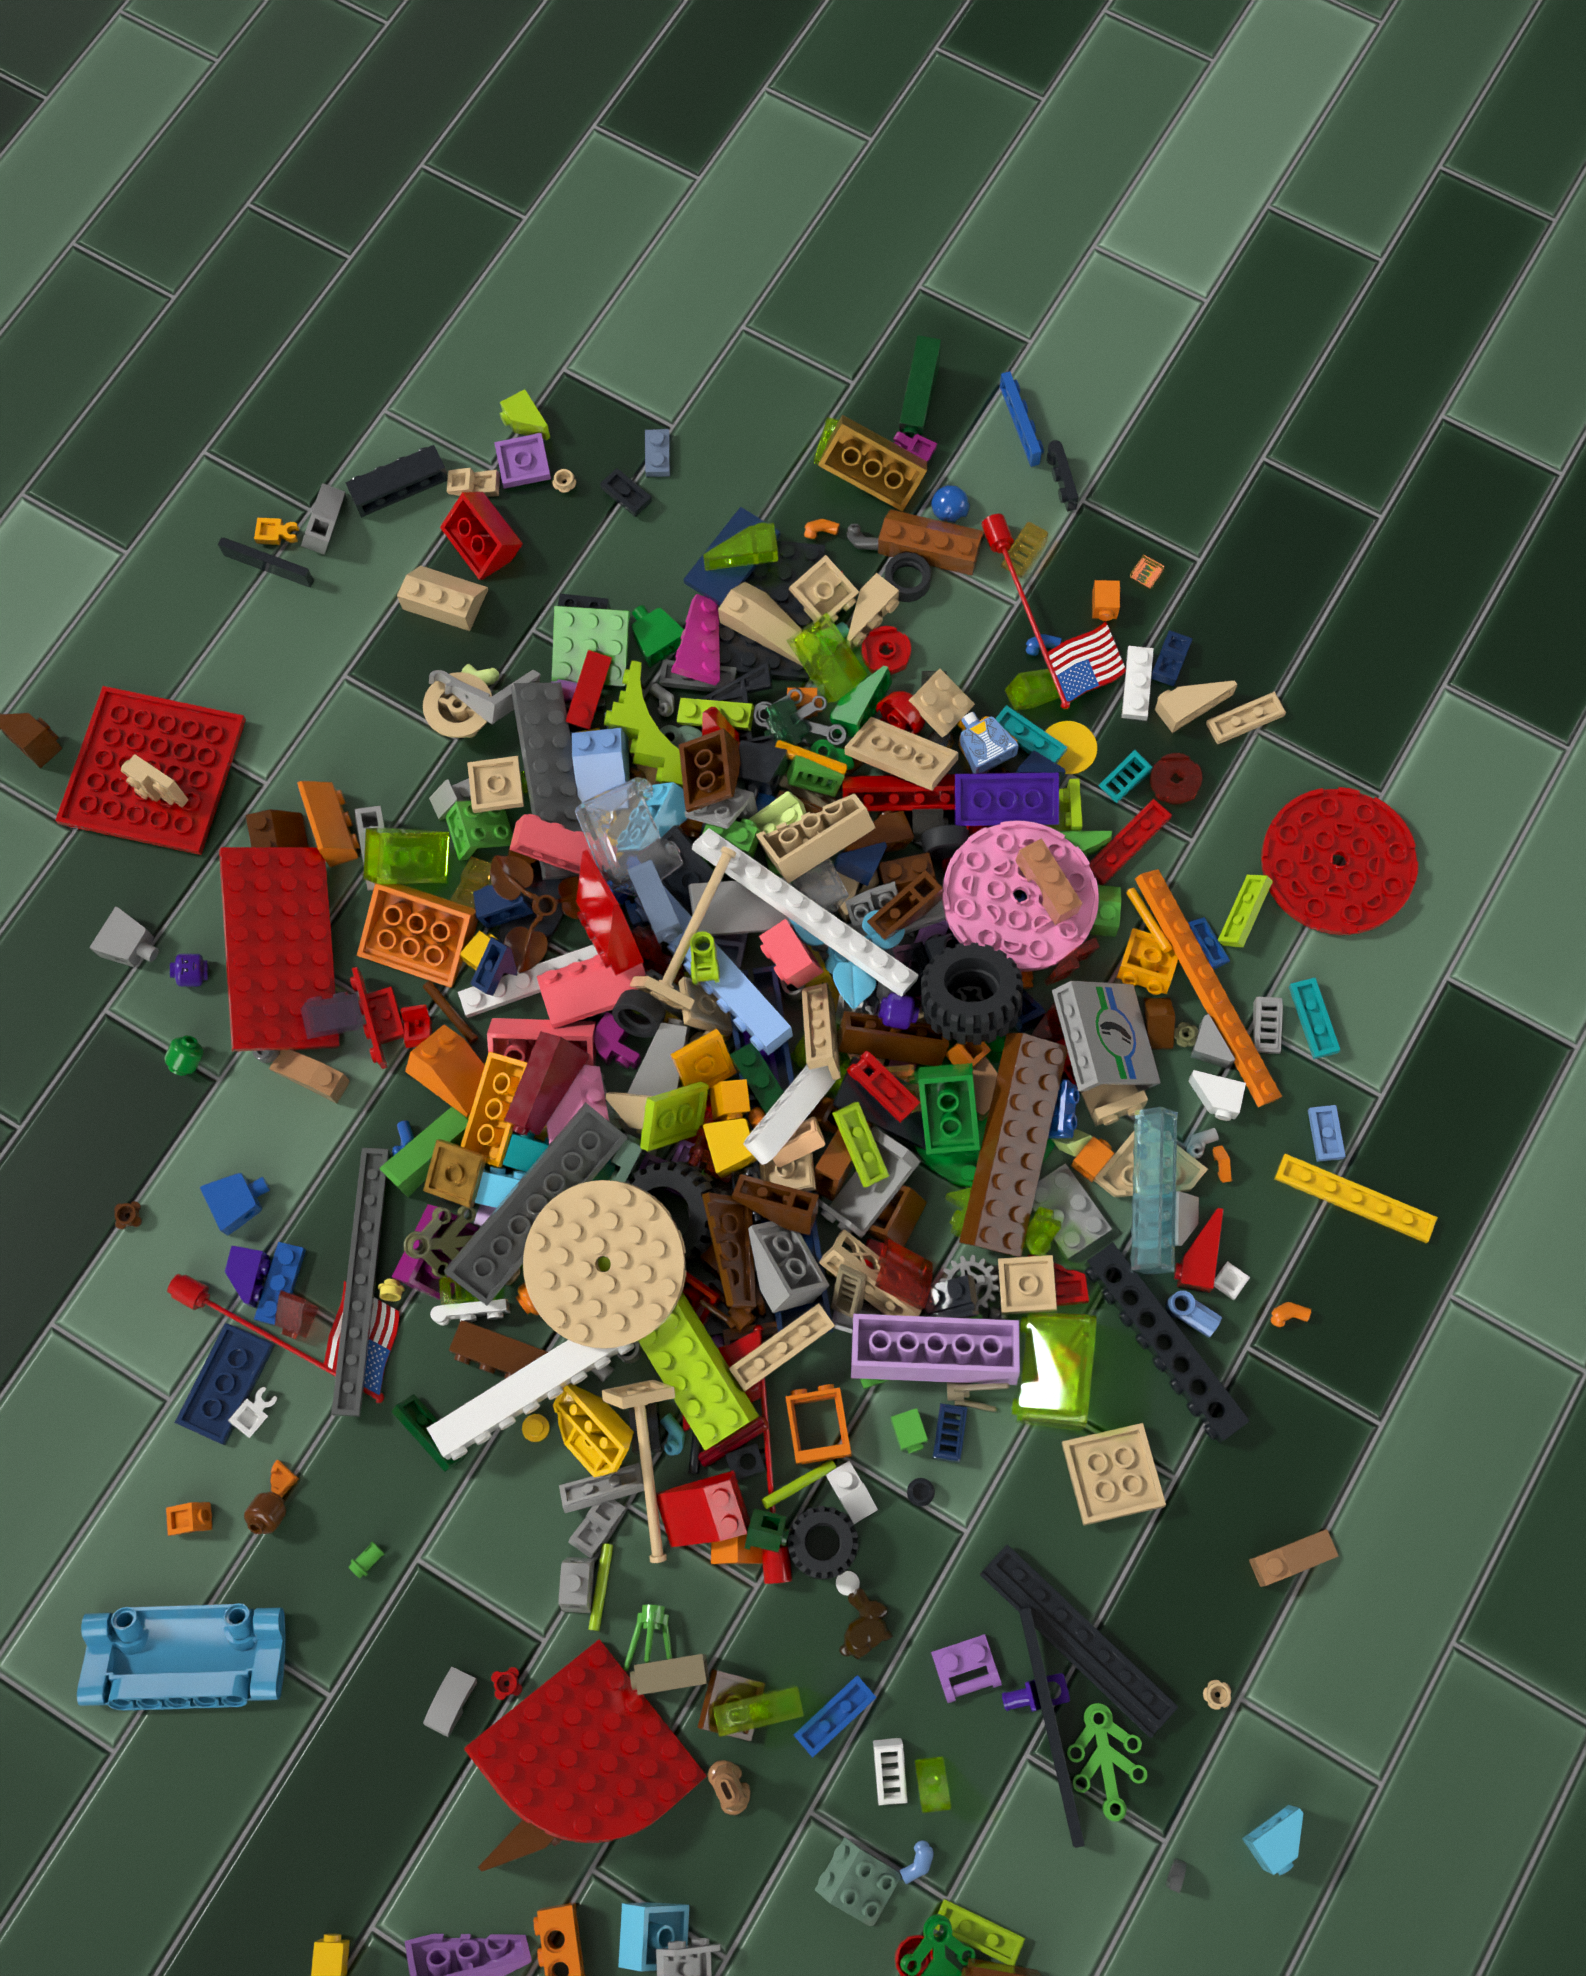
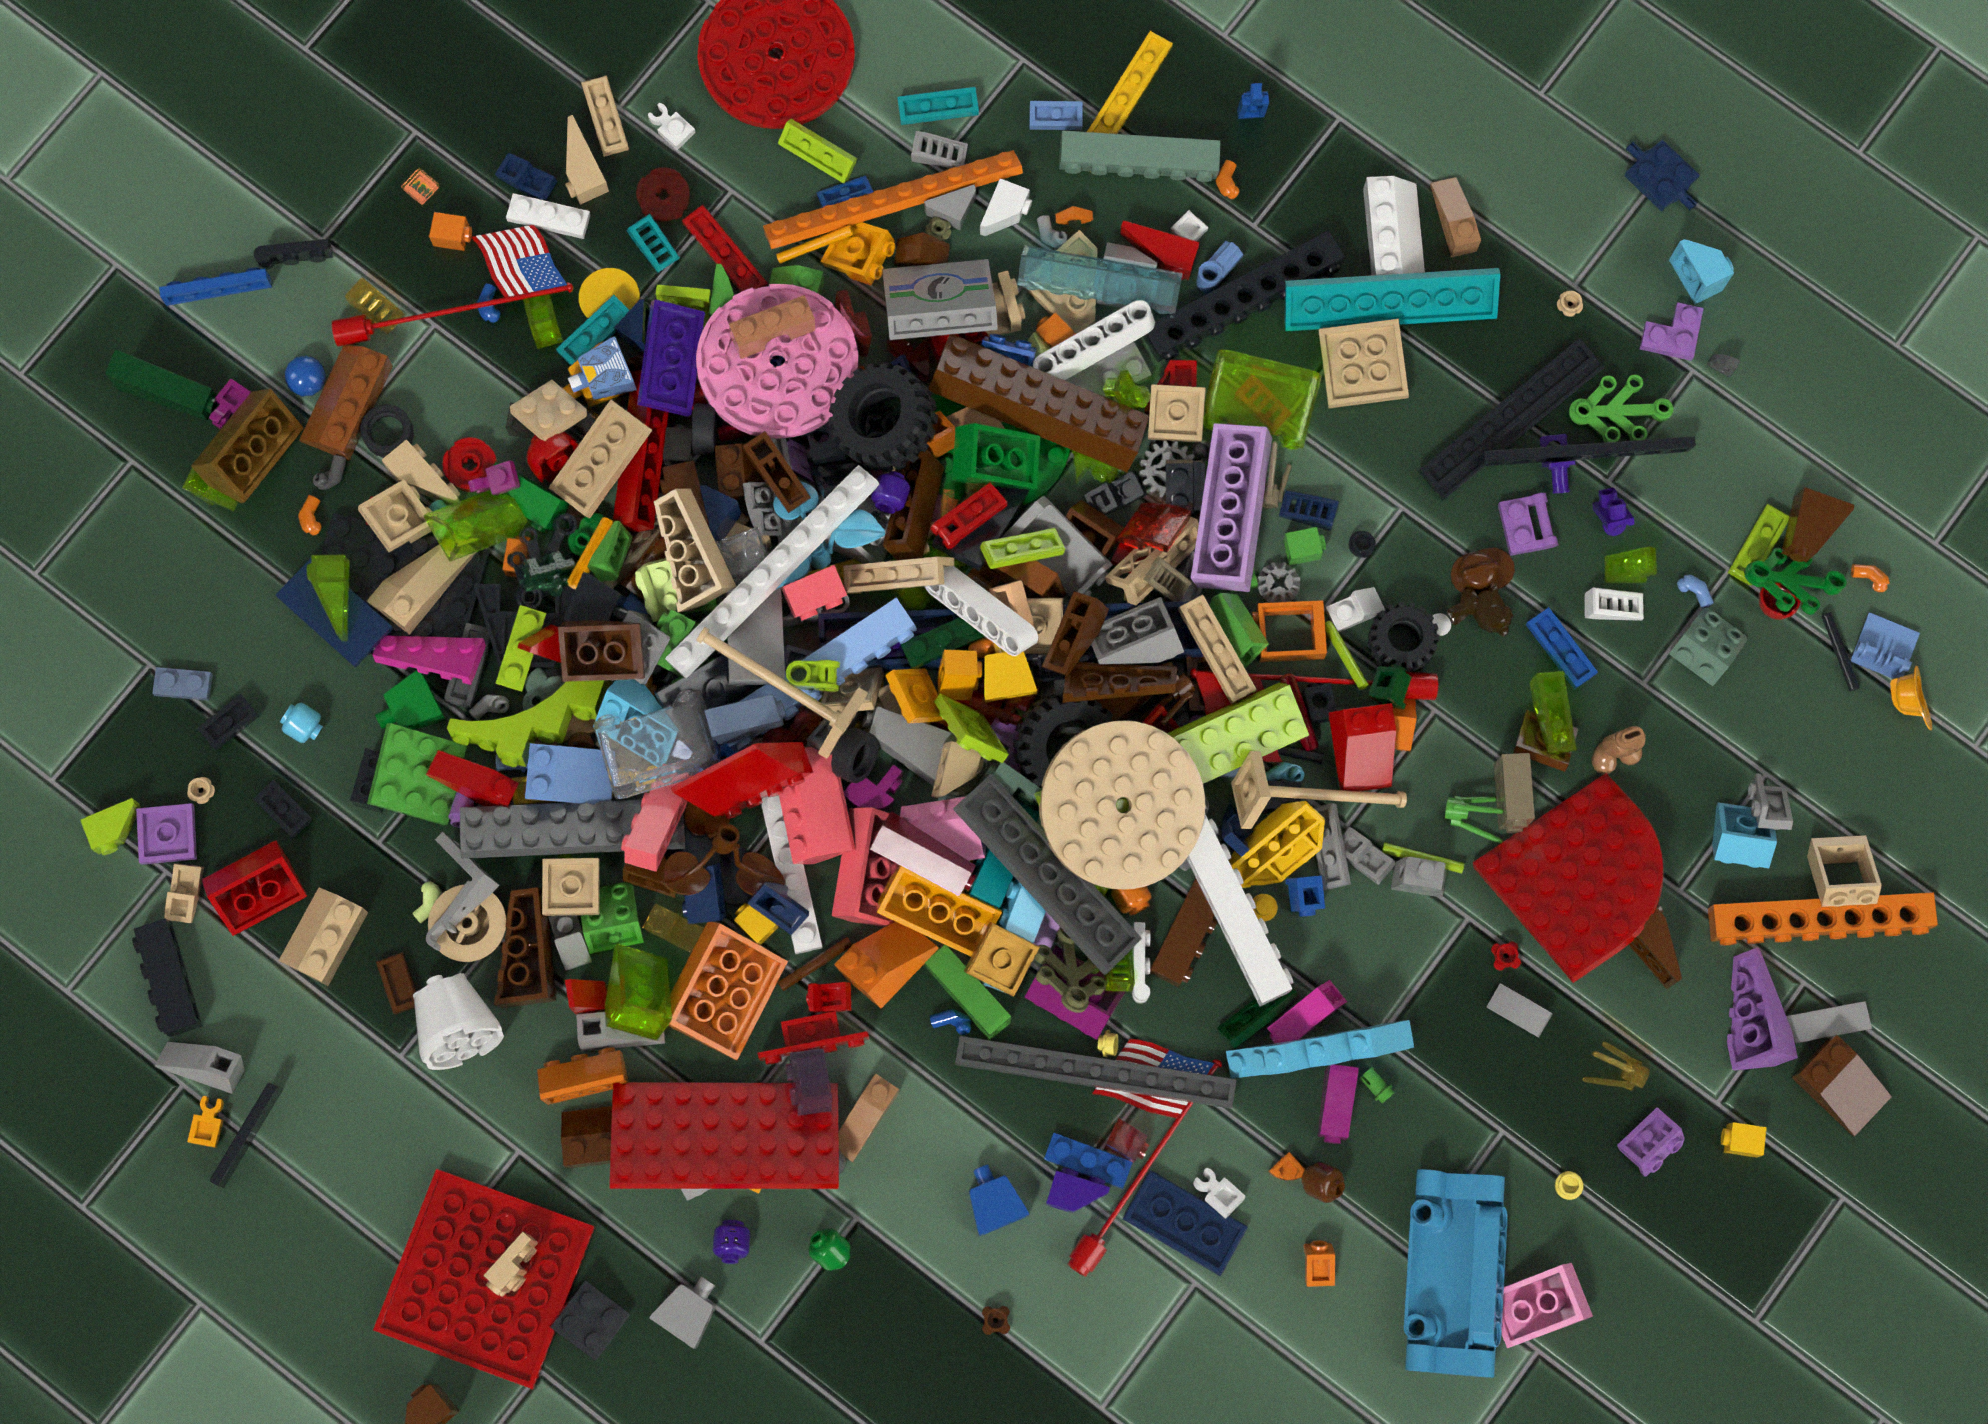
camera: 90 degrees left, 5 degrees up
(116, 859) = (589, 1320): none -> black plate
(154, 1753) = (1543, 1305): none -> bright pink slope
(276, 1770) = (1569, 1185): none -> light yellow plate
(323, 1856) = (1652, 1142): none -> medium lavender bracket
(343, 1519) = (1337, 1103): none -> magenta slope
(368, 705) = (453, 1022): none -> white cone
(386, 1500) = (1320, 1050): none -> medium azure arch
(392, 1828) = (1632, 1070): none -> clear yellow plant
(395, 806) = (586, 995): none -> red slope
(407, 663) = (397, 982): none -> reddish brown tile
(430, 762) = (527, 953): none -> reddish brown wedge
(430, 1482) = (1307, 1013): none -> dark pink slope
(543, 1476) = (1312, 889): none -> blue brick
(552, 547) = (283, 809): none -> black plate
(595, 1382) = (1232, 831): none -> dark blue slope
(630, 548) = (301, 722): none -> medium azure head
(811, 1367) = (1238, 626): none -> bright green slope
(855, 1410) = (1279, 594): none -> light grey gear
(870, 671) = (499, 479): none -> magenta plate
(910, 1624) = (1482, 570): none -> reddish brown piece
(939, 1237) = (1117, 494): none -> black slope
(989, 1759) = (1612, 512): none -> dark purple hips
(1087, 1205) = (1099, 332): none -> white beam
(1187, 1497) = (1406, 297): none -> teal plate
(1196, 1821) = (1678, 339): none -> medium lavender plate
(1245, 779) = (674, 128): none -> white plate
(1263, 1494) = (1393, 226): none -> white slope
(1297, 1219) = (1139, 155): none -> sand green brick
(1374, 1326) = (1253, 102): none -> blue hinge
(1382, 1788) = (1661, 175): none -> dark blue plate

